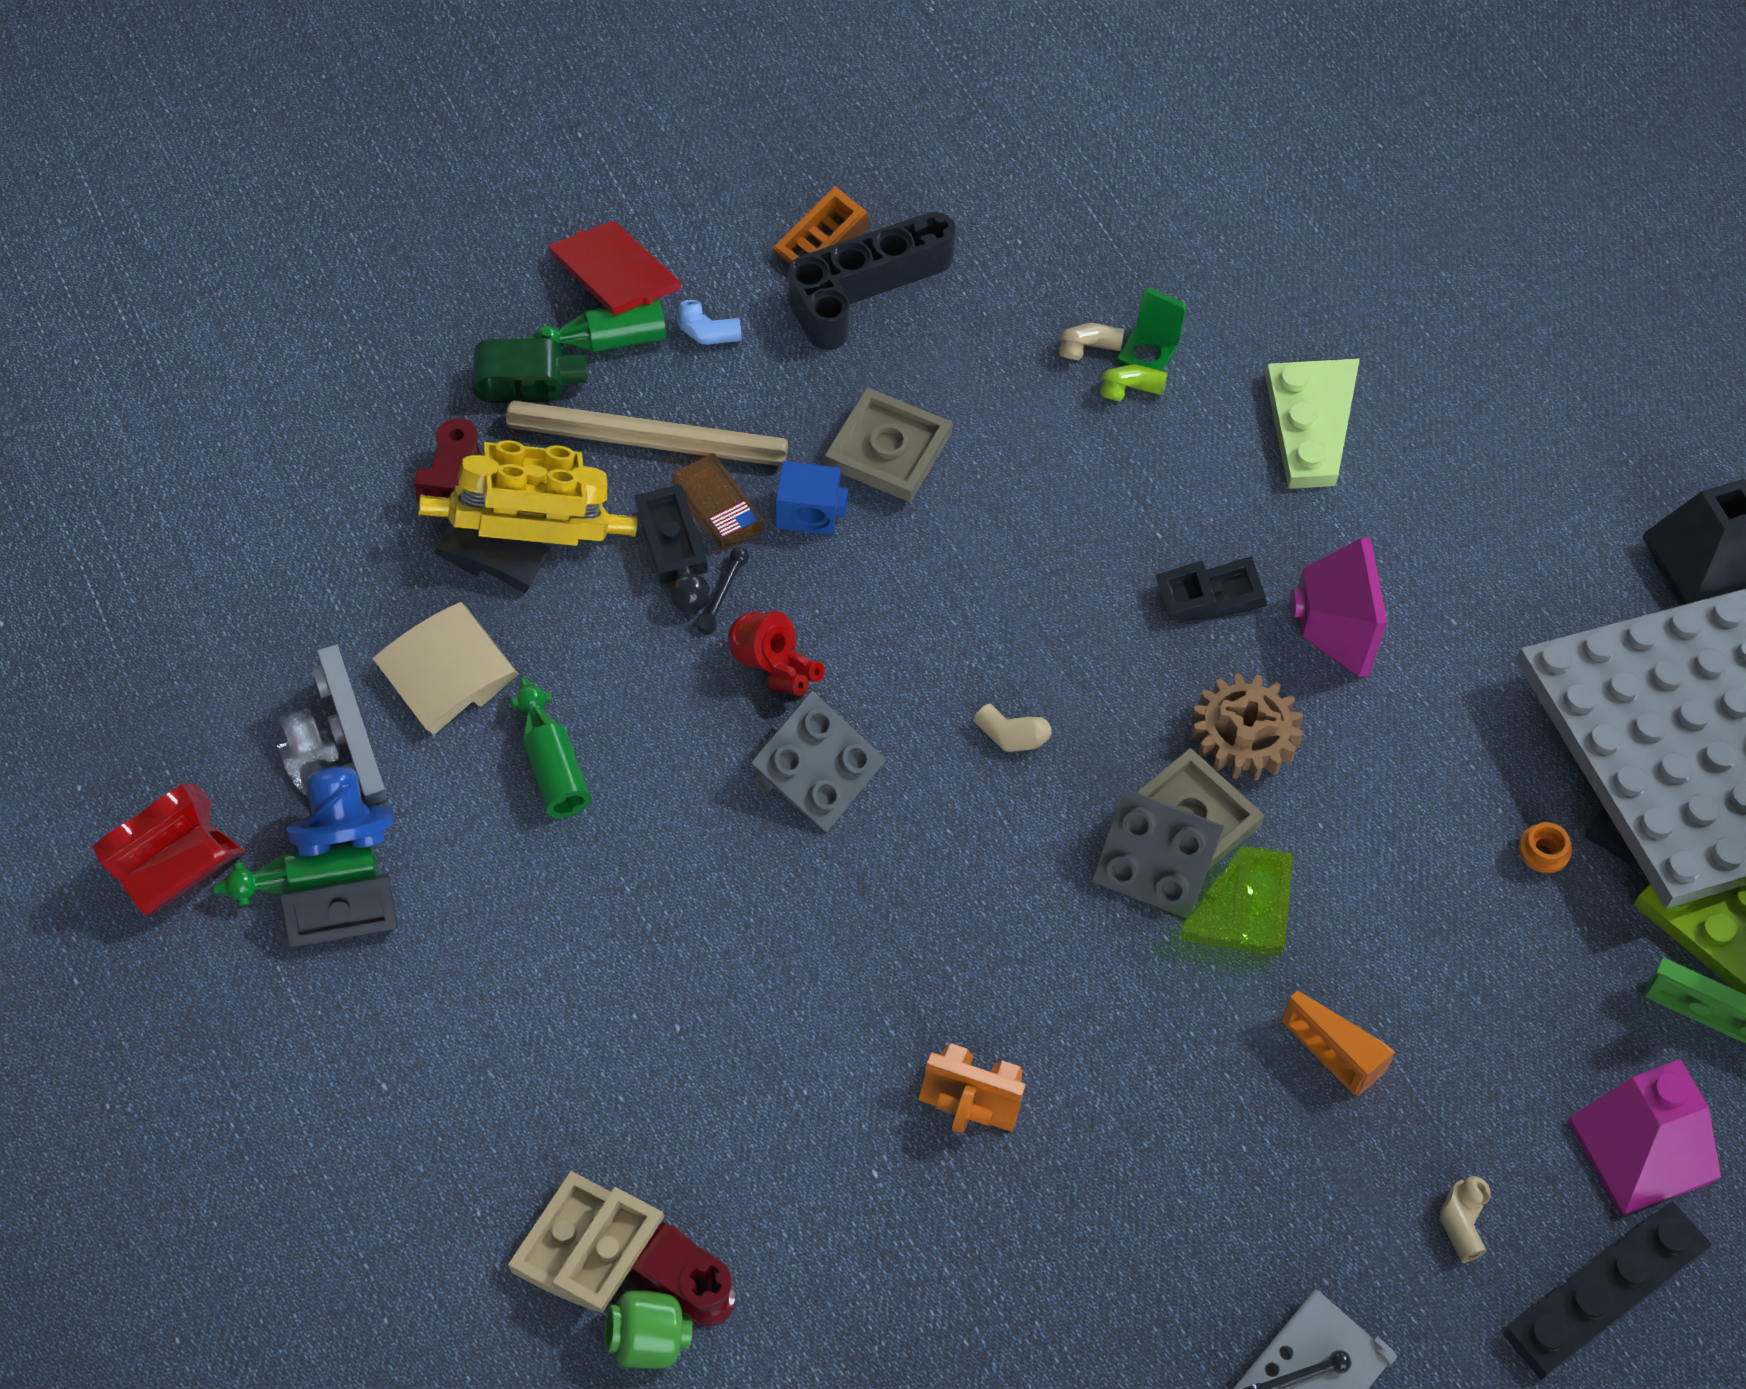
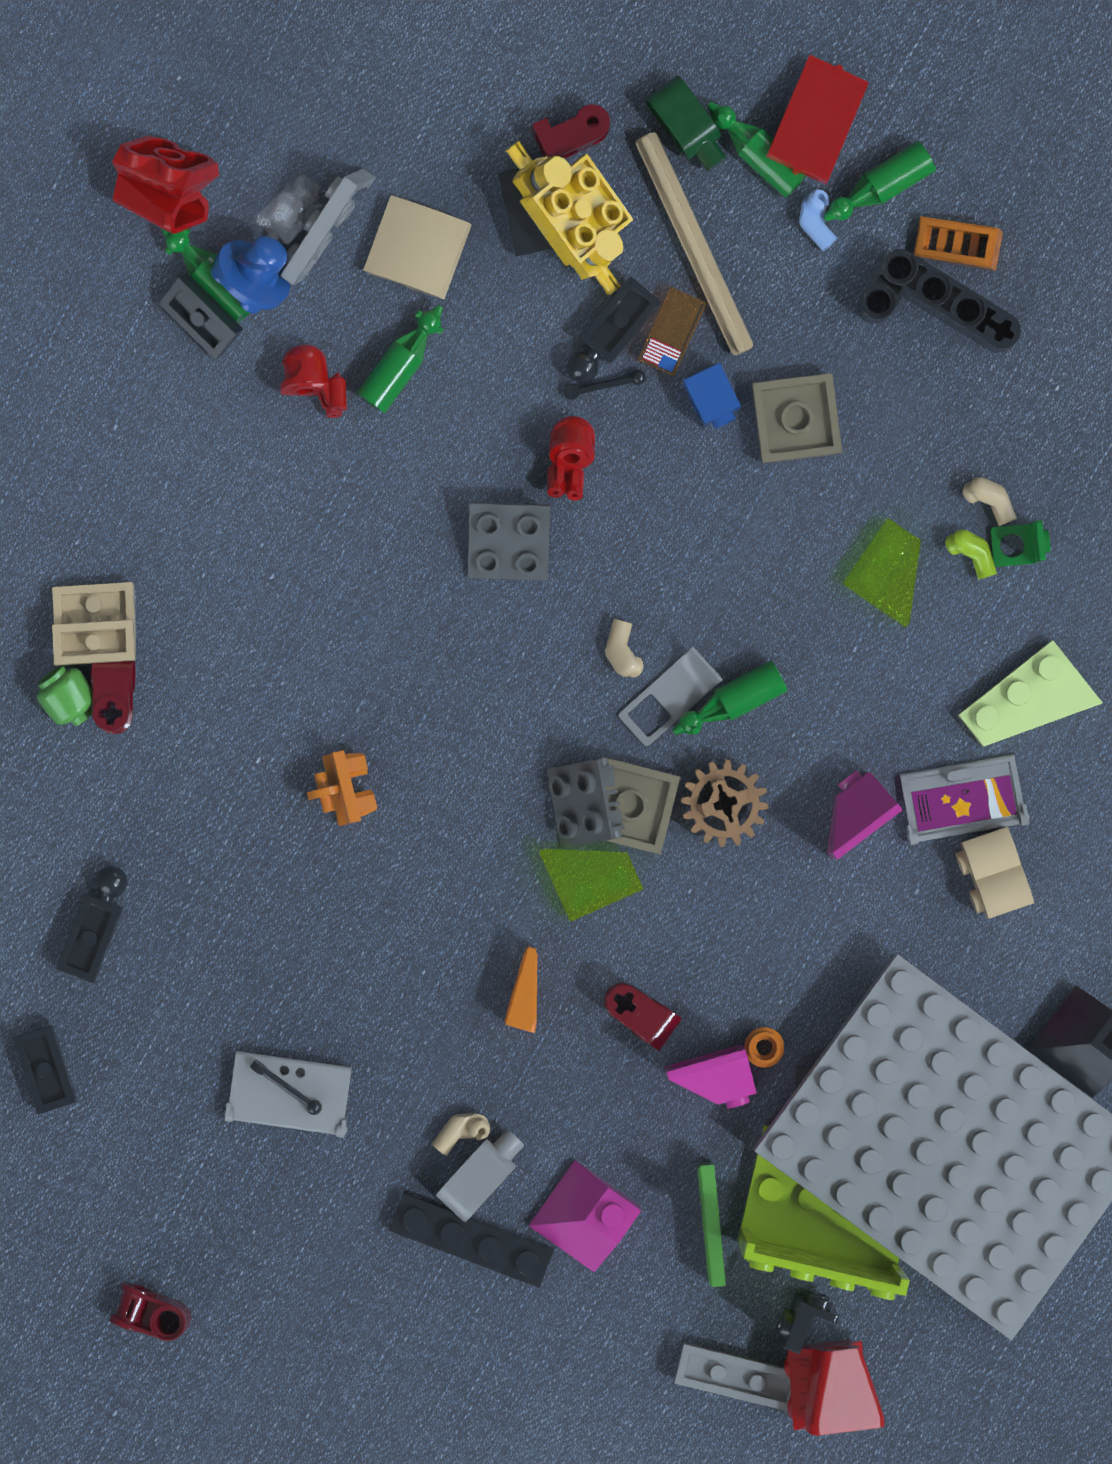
camera: 60 degrees right, 30 degrees up
(492, 844) = (308, 375): none -> red piece
(717, 250) = (885, 181): none -> green wheel
(1092, 708) = (676, 691): none -> light grey piece
(1101, 461) = (887, 572): none -> clear neon green wing
(1139, 652) = (735, 698): none -> green wheel
(1211, 593) = (826, 714): black slope -> none
(1393, 513) = (964, 805): none -> door
(1435, 942) = (646, 1018): none -> dark red piece
(1481, 533) = (995, 873): none -> tan brick
(1536, 1223) = (480, 1175): none -> light grey piece
(1556, 898) = (716, 1076): none -> dark pink slope

